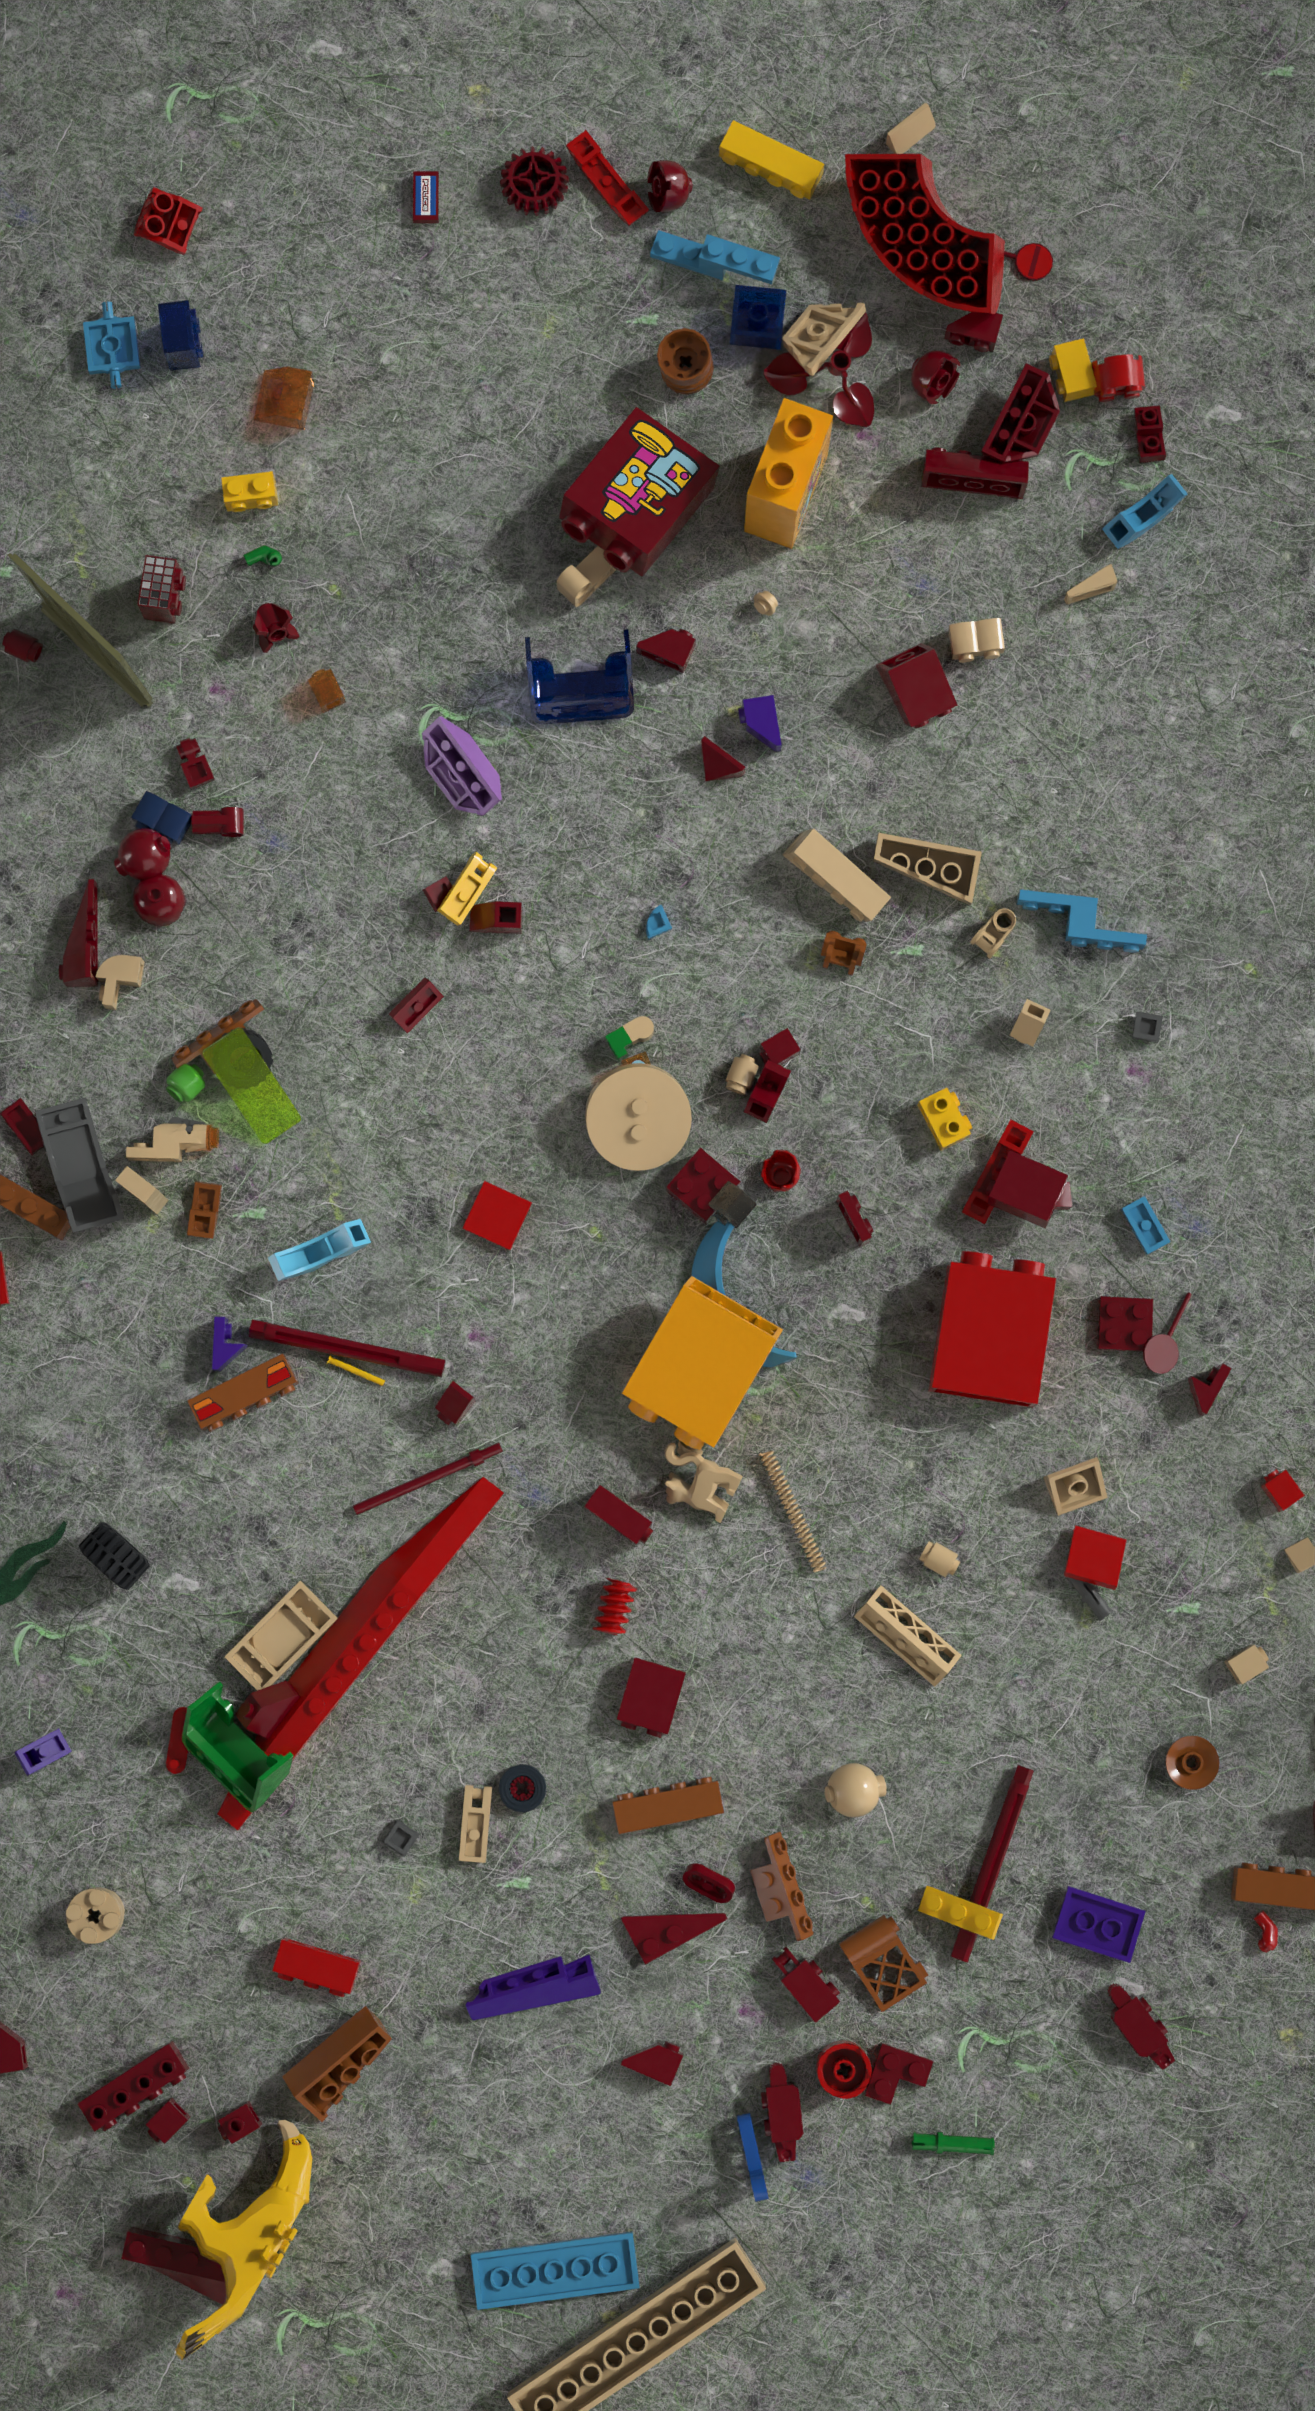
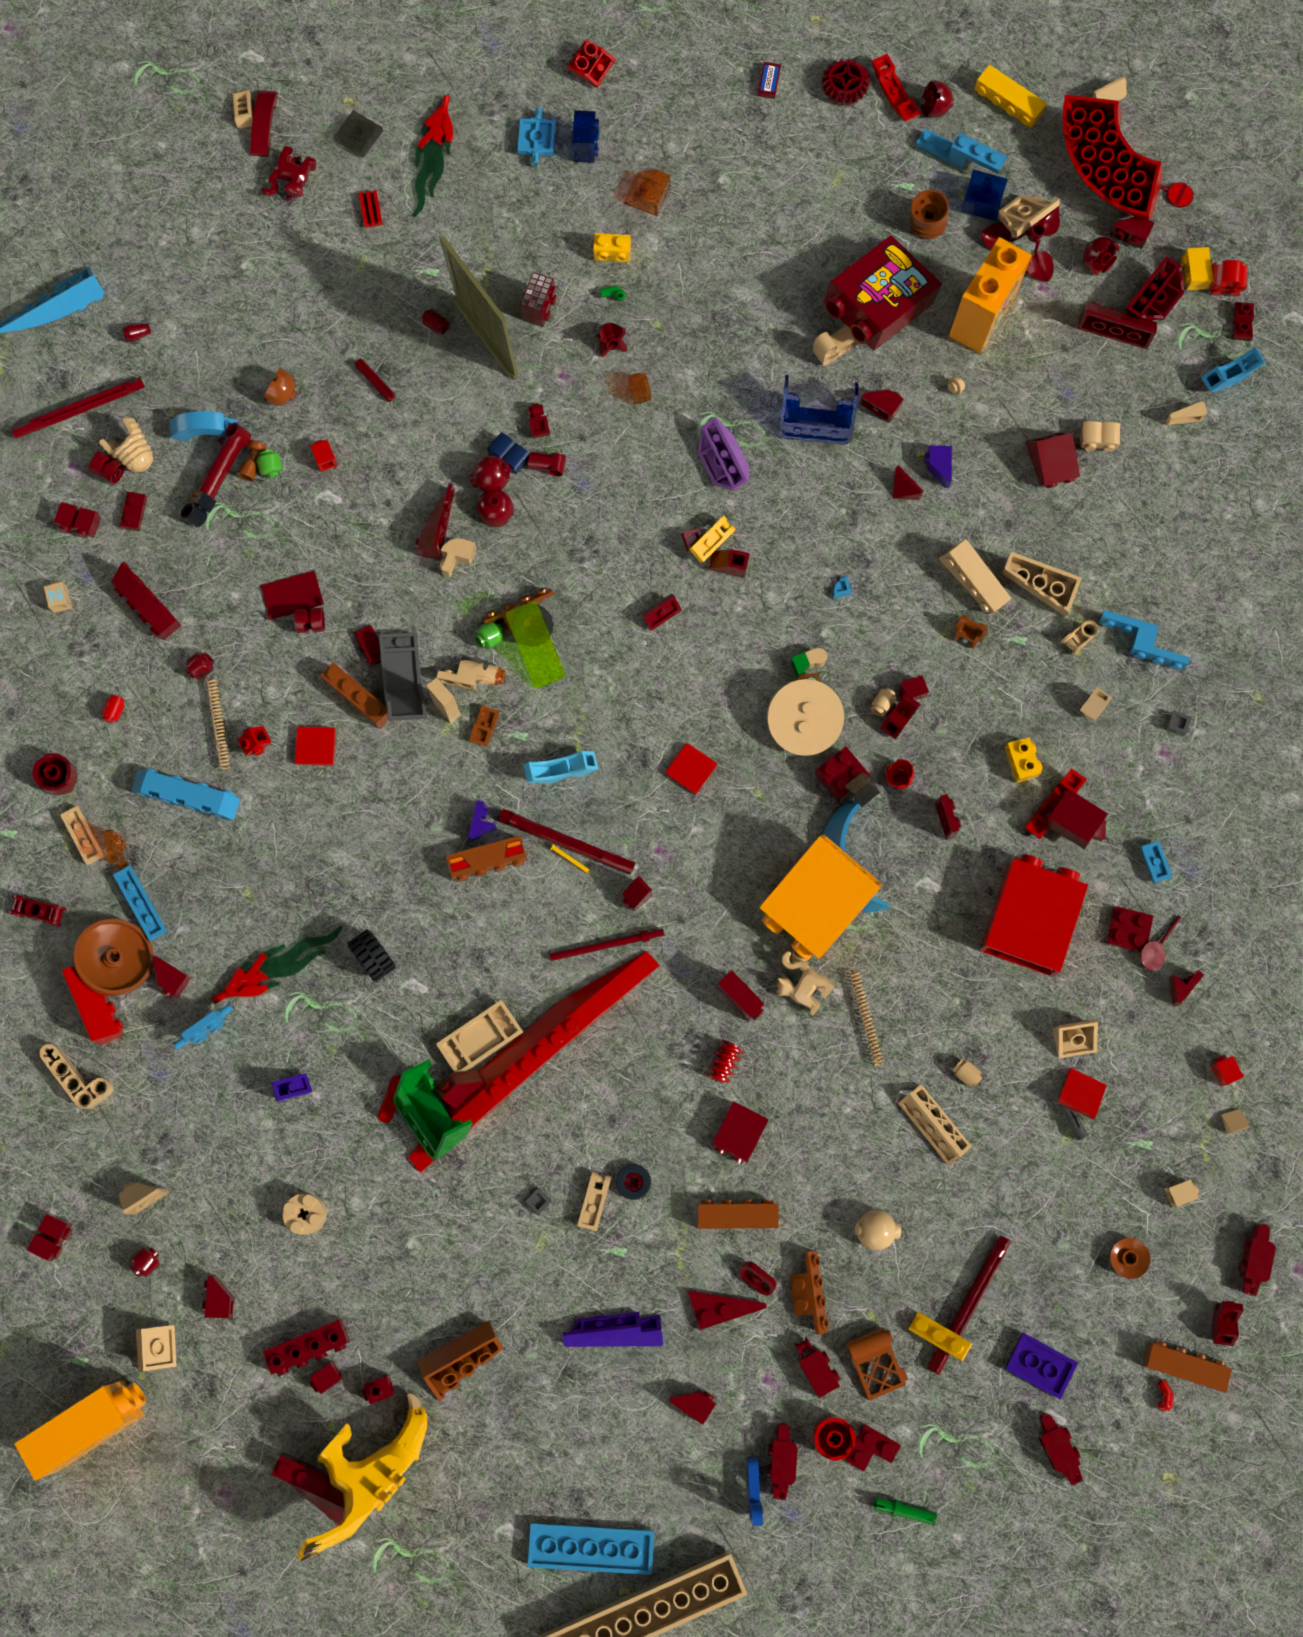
camera: 10 degrees right, 5 degrees down
(316, 1967) = (458, 1284): red brick -> none

